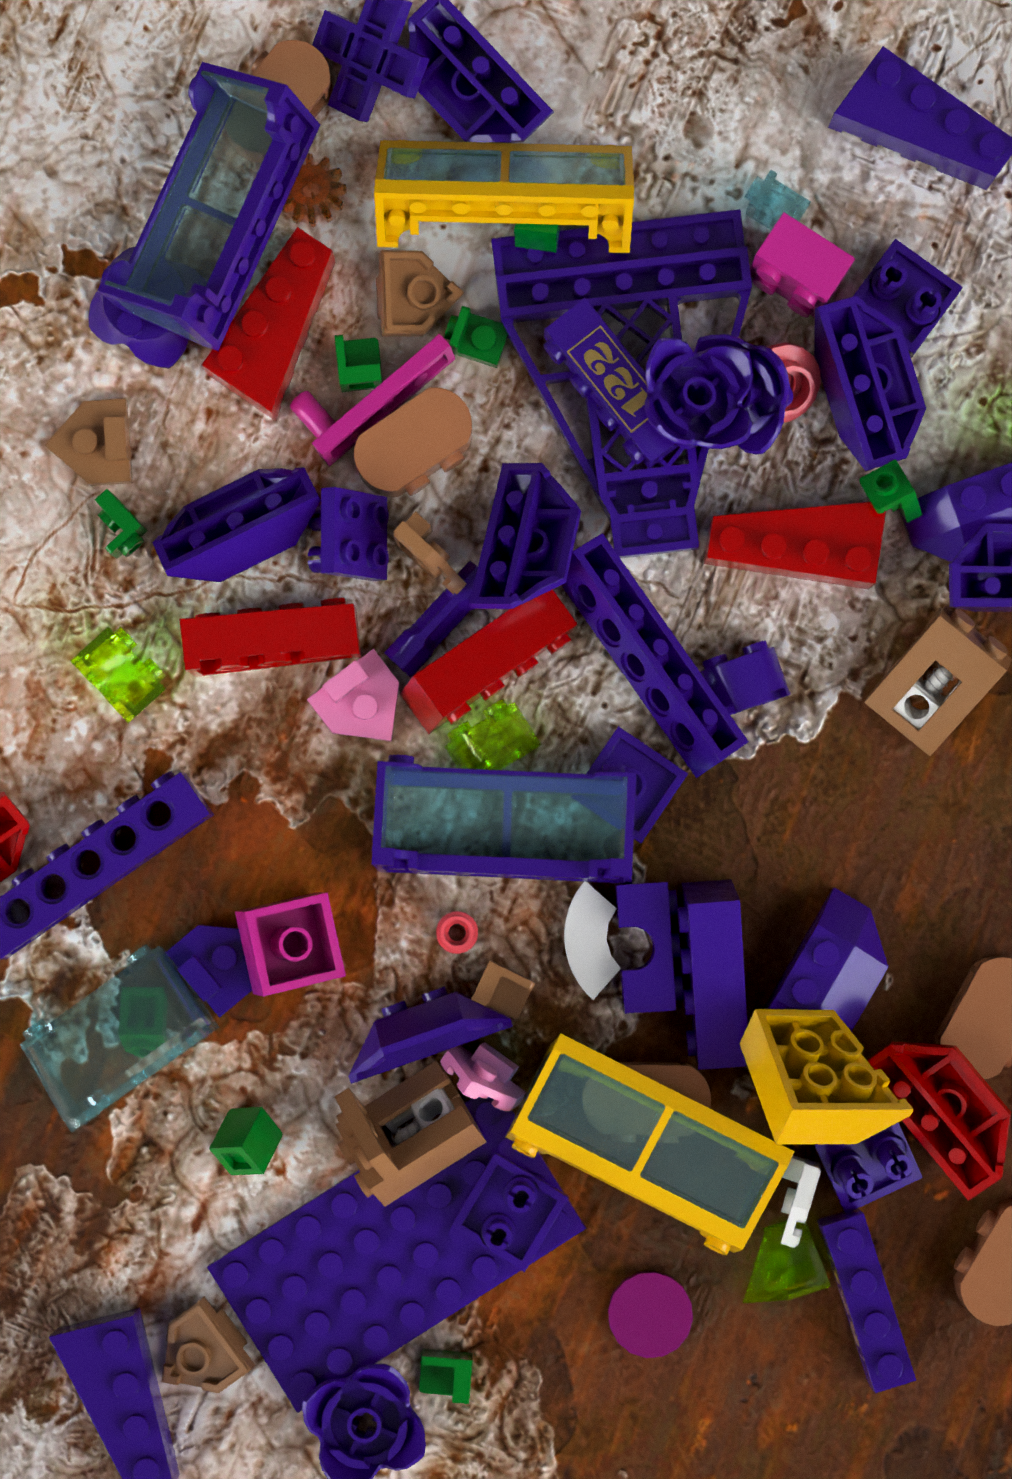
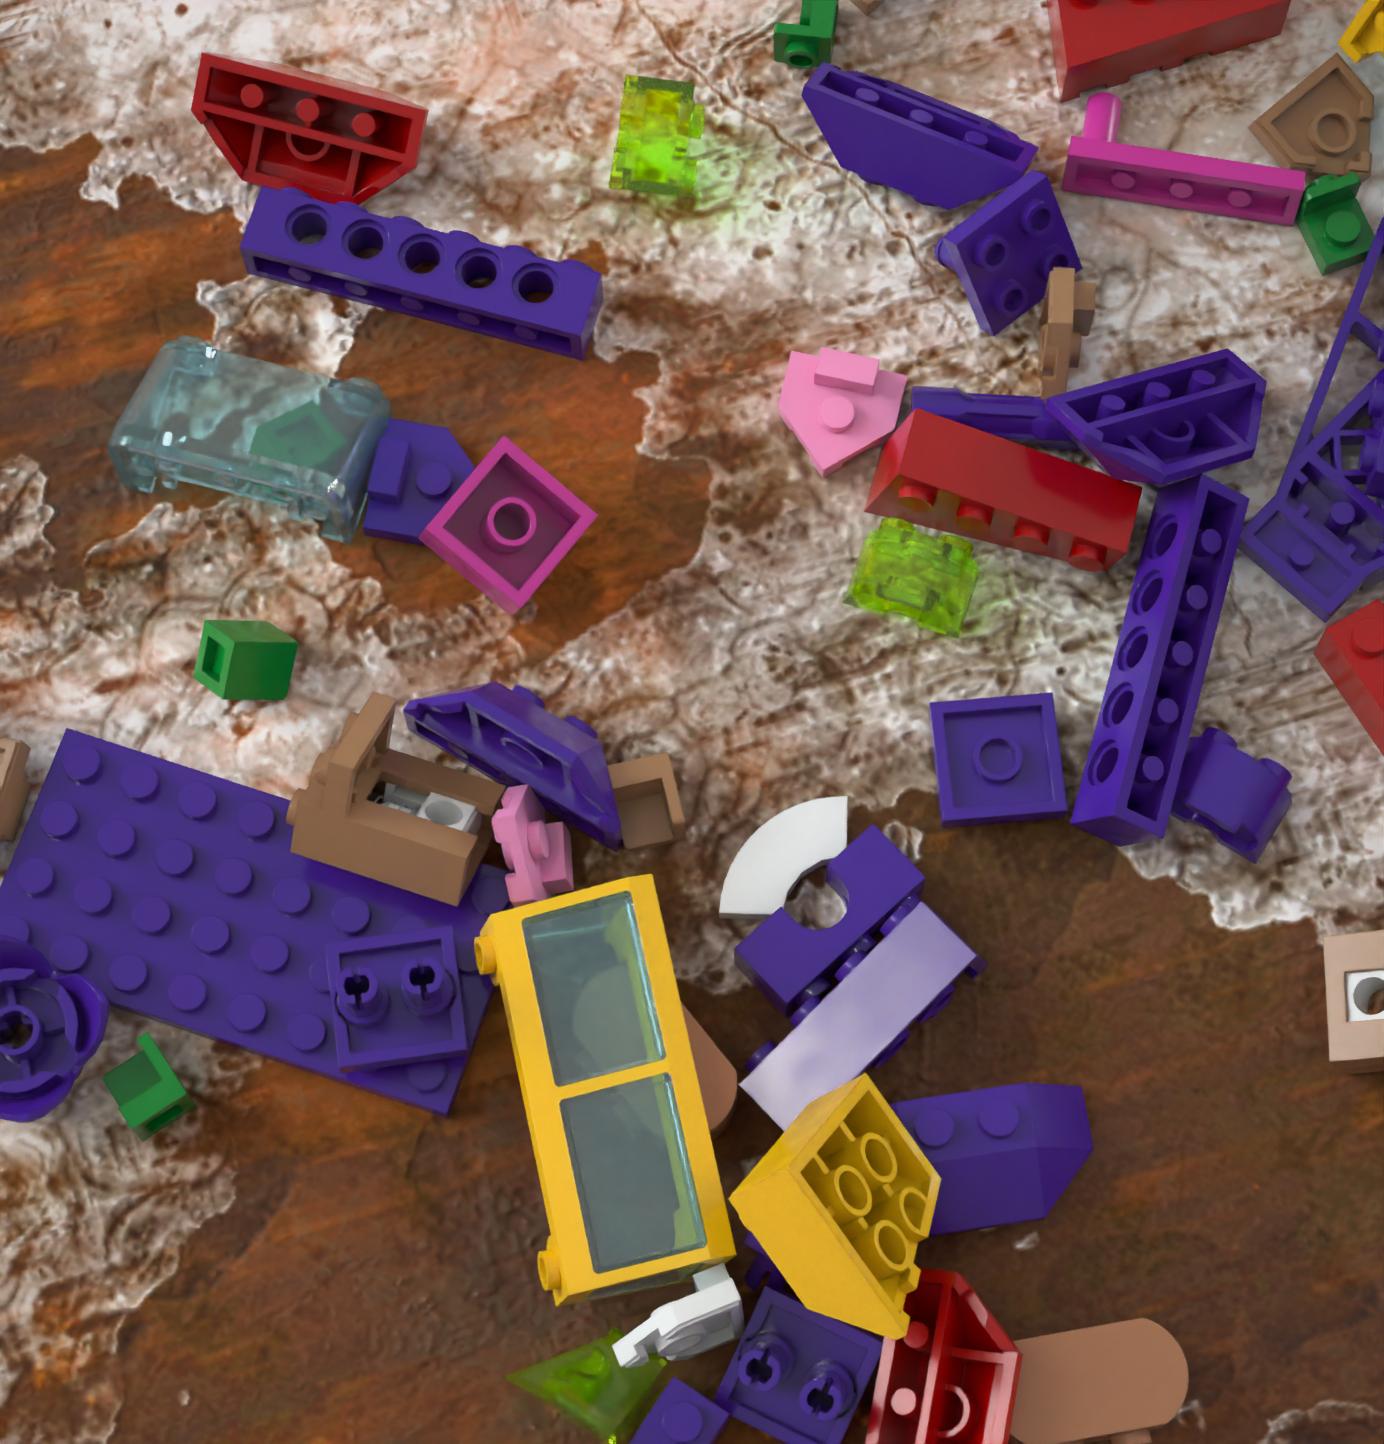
camera: 50 degrees right, 15 degrees down
(270, 638) = (821, 254): red wedge -> none
(358, 363) = (1194, 124): green panel -> none
(414, 443) = (1166, 245): nougat brick -> none
(447, 942) = (666, 689): coral plate -> none
(504, 822) = (835, 648): clear light blue windscreen -> none
(650, 1314) = (403, 1272): magenta tile -> none

